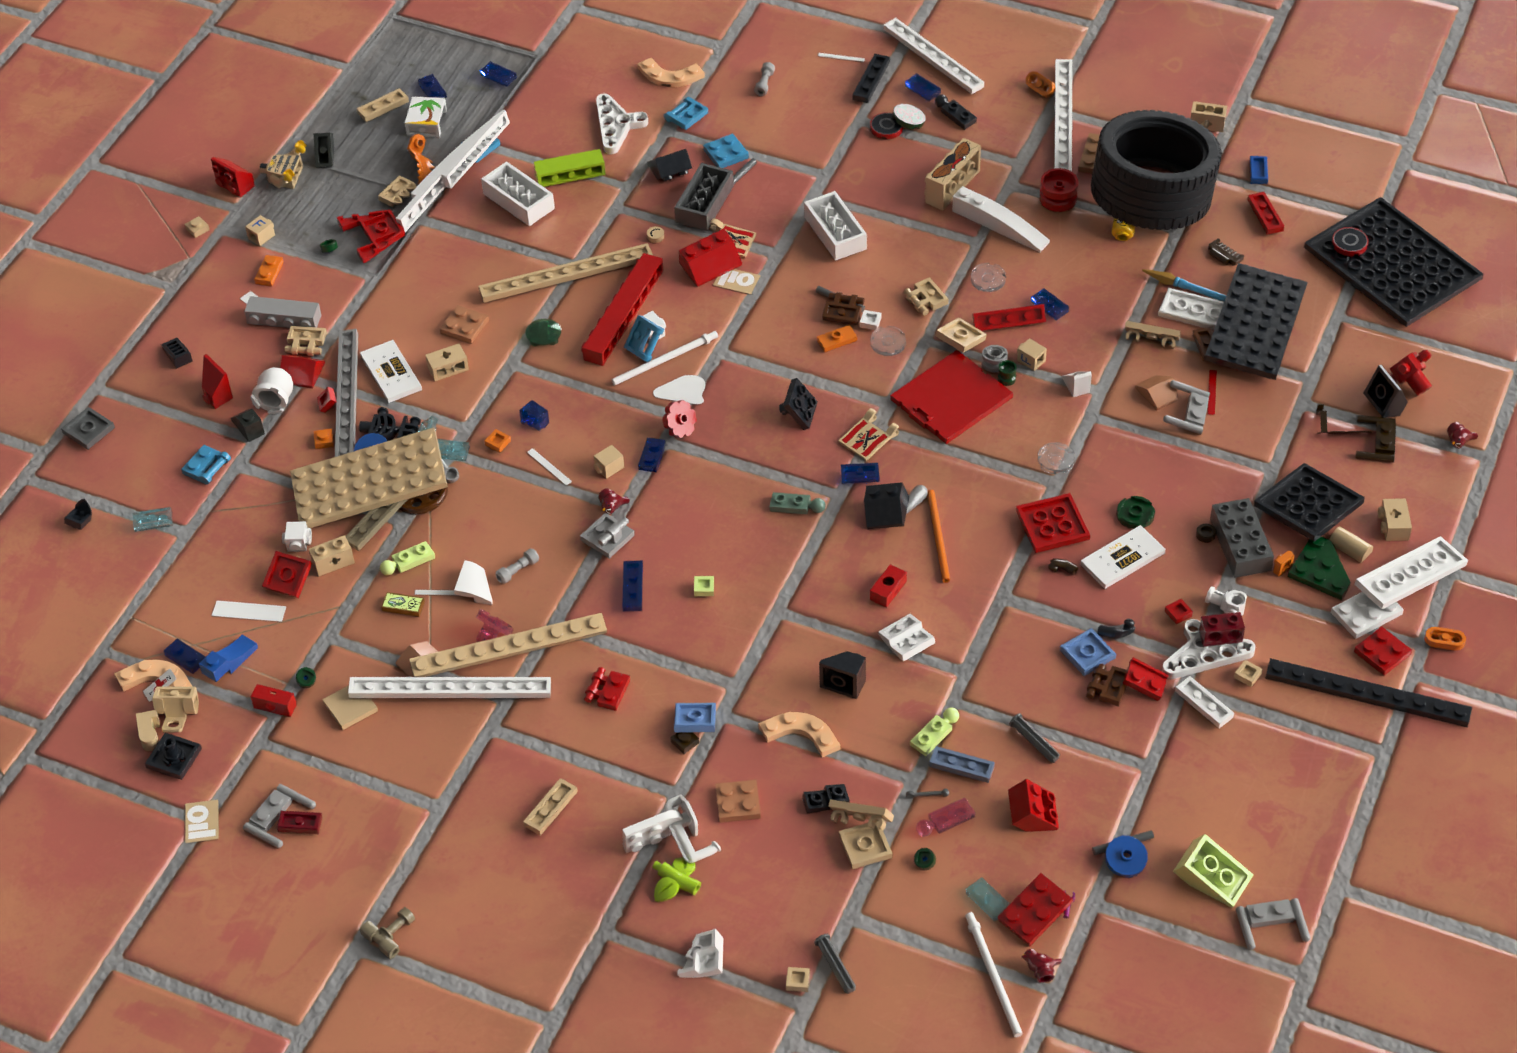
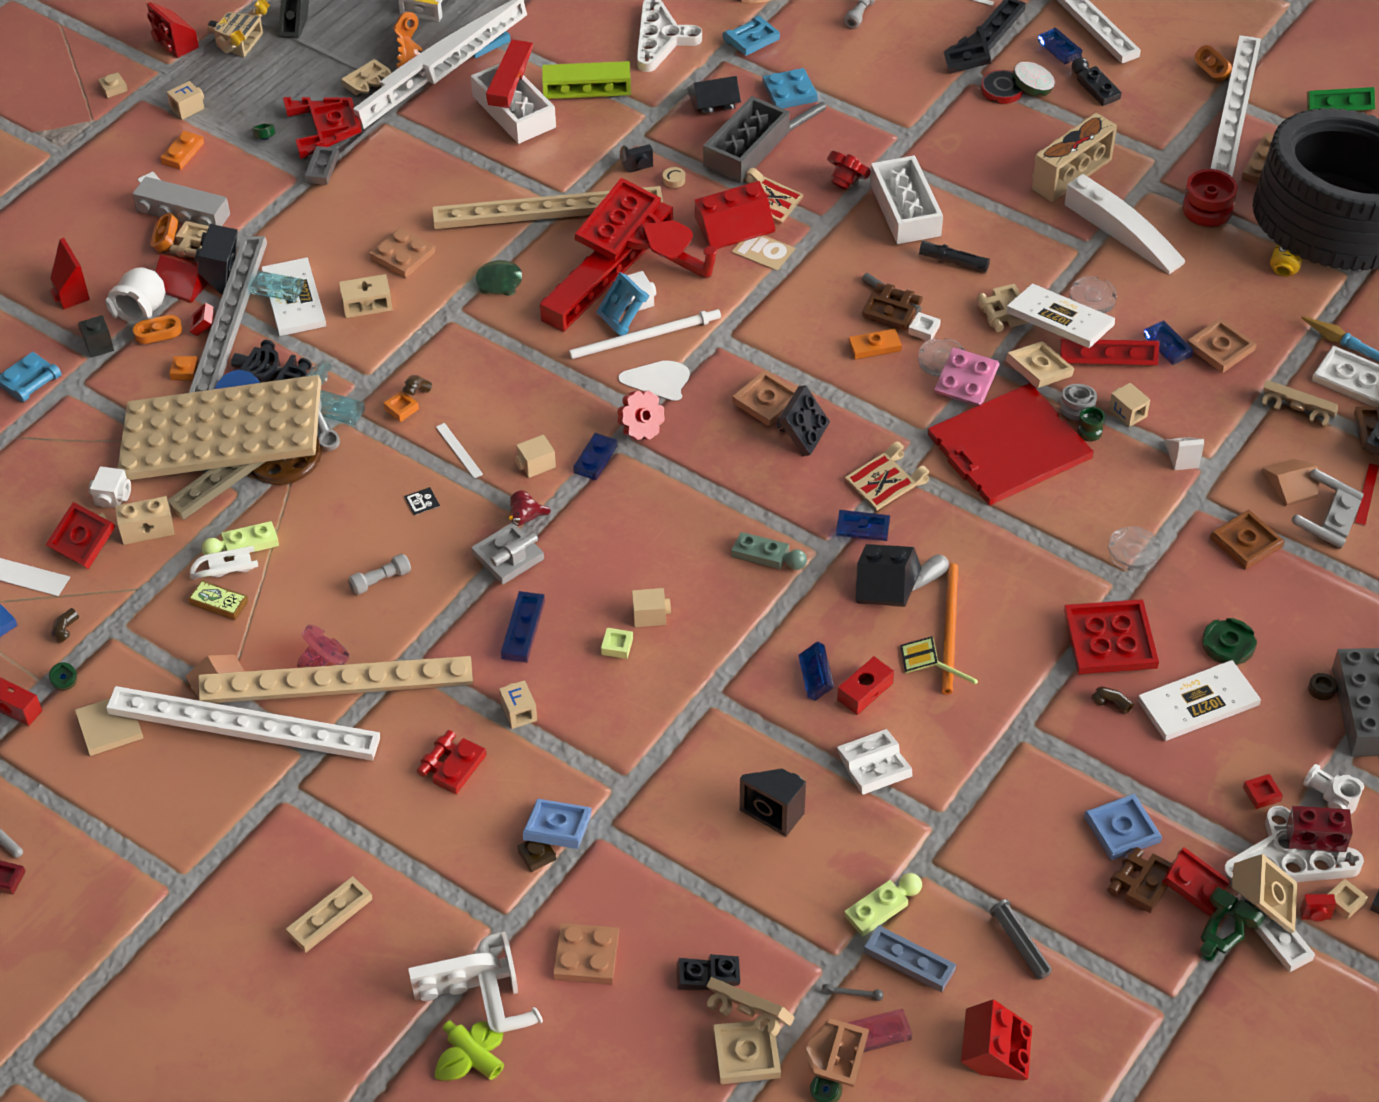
camera: 10 degrees right, 0 degrees up
(179, 355) = (38, 233): black slope -> none
(276, 337) = (164, 232): none -> orange plate
(291, 641) = (61, 623): none -> dark brown arm
(294, 412) = (157, 329): none -> orange plate
(326, 349) = (217, 255): none -> black slope
(377, 365) = (277, 286): none -> clear light blue plate
(382, 266) = (321, 165): none -> flat silver plate
(383, 936) = (51, 1059): dark tan bar -> none
(396, 581) = (218, 567): none -> white piece
(434, 592) = (277, 593): white sticker -> none
(473, 583) = (316, 587): white slope -> none
(504, 422) = (416, 382): none -> dark brown arm
(512, 172) = (508, 74): none -> red slope
(532, 508) = (422, 501): none -> black sticker
(534, 415) = (456, 381): clear blue brick -> none
(623, 224) = (636, 158): none -> black plate
(632, 275) = (628, 220): none -> red plate
(644, 640) = (518, 704): none -> tan brick
(721, 557) = (650, 607): none -> tan brick
(766, 391) = (764, 397): none -> nougat plate
(785, 209) = (847, 169): none -> red plant
(802, 724) = (700, 858): light nougat plate -> none
(851, 581) = (816, 671): none -> clear blue plate
(855, 103) = (968, 52): none -> black wing
(880, 263) = (957, 257): none -> black pin
(910, 352) = (966, 377): none -> bright pink plate
(923, 557) = (922, 654): none -> piece
(927, 832) = (836, 1051): none -> nougat slope
(969, 296) = (1060, 315): none -> white tile
(1088, 299) = (1221, 345): none -> nougat plate
(1117, 632) = (1170, 805): black arm -> none
(1134, 438) = (1247, 539): none -> dark orange tile
(1140, 99) = (1350, 99): none -> green plate
(1171, 690) = (1229, 905): none -> dark green piece
(1194, 675) = (1267, 889): none -> tan slope
(1230, 681) = (1318, 907): none -> red plate

